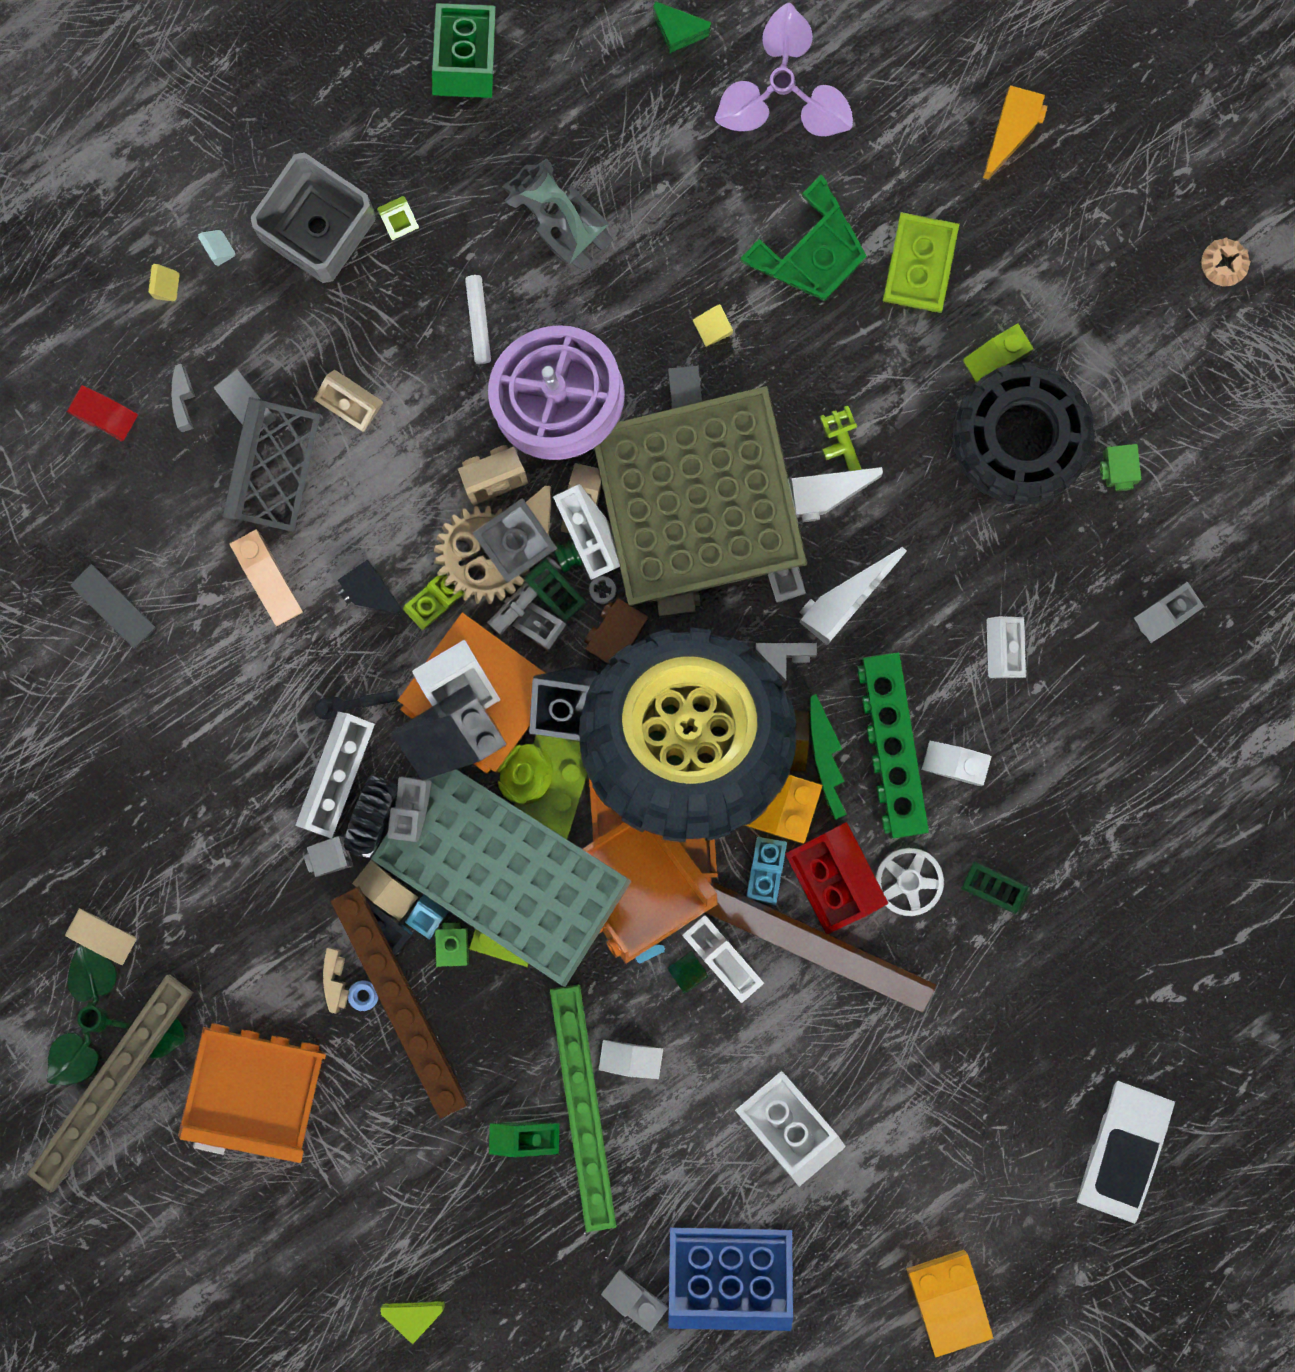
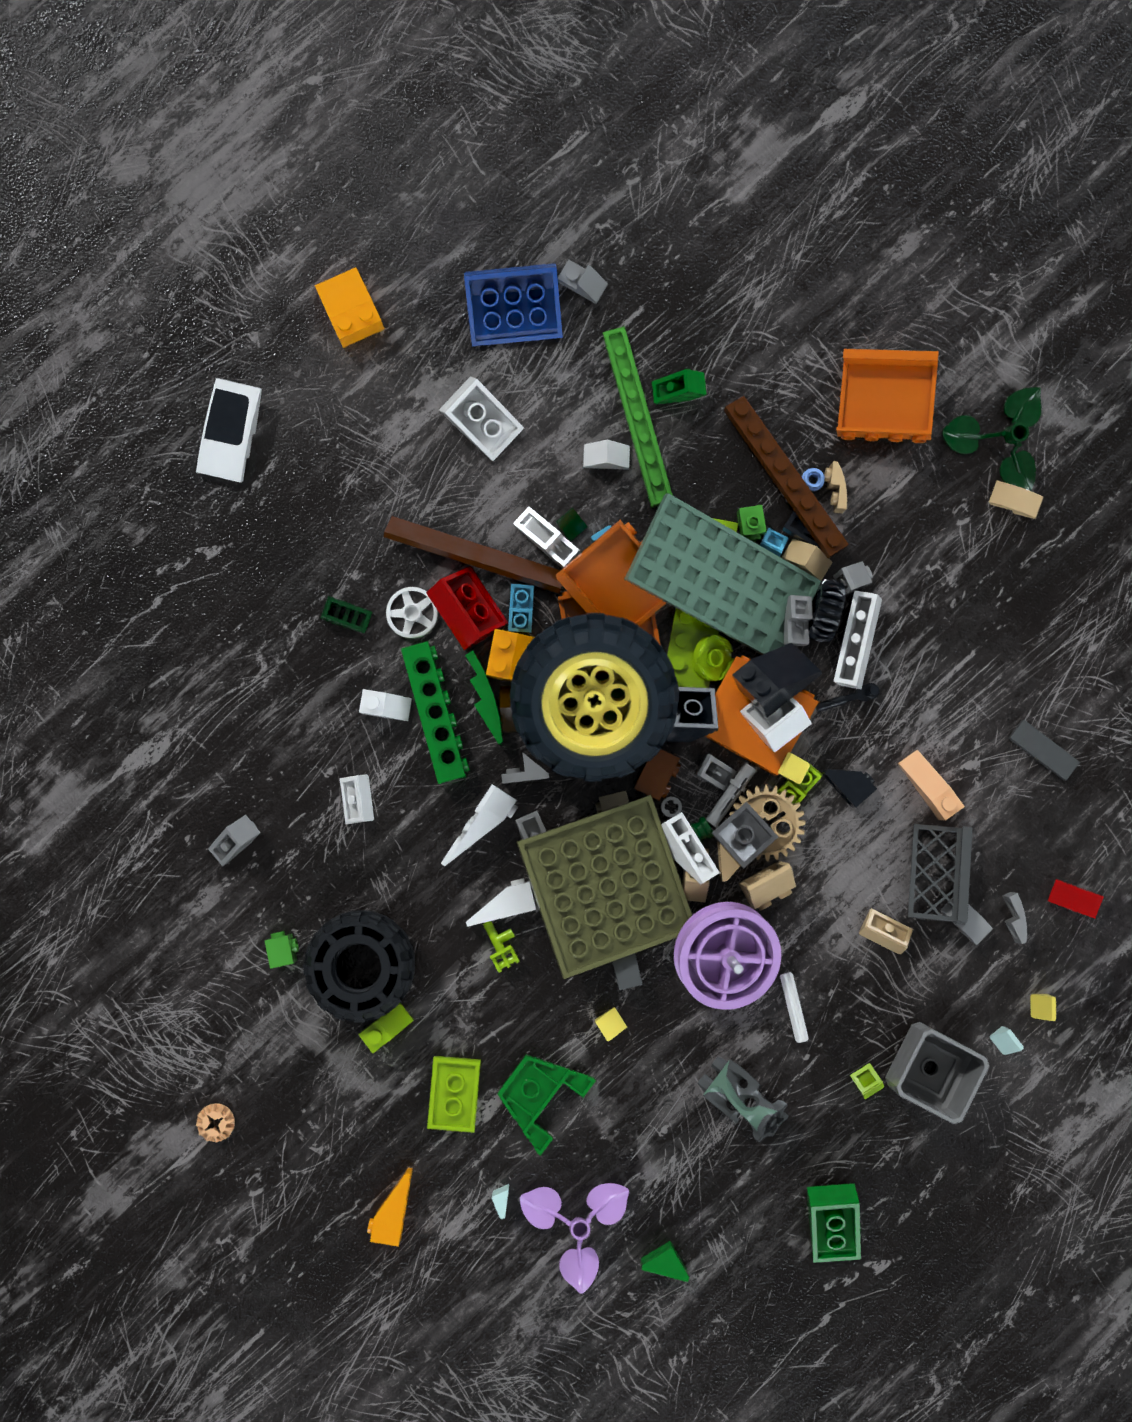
camera: 170 degrees right, 0 degrees up
(110, 1083) = (992, 393): dark tan tile -> none
(412, 1318) = (745, 249): lime slope -> none
(439, 618) = (794, 768): none -> light yellow slope
(571, 608) = (691, 791): dark green slope -> none
(877, 126) = (499, 1199): none -> light aqua slope

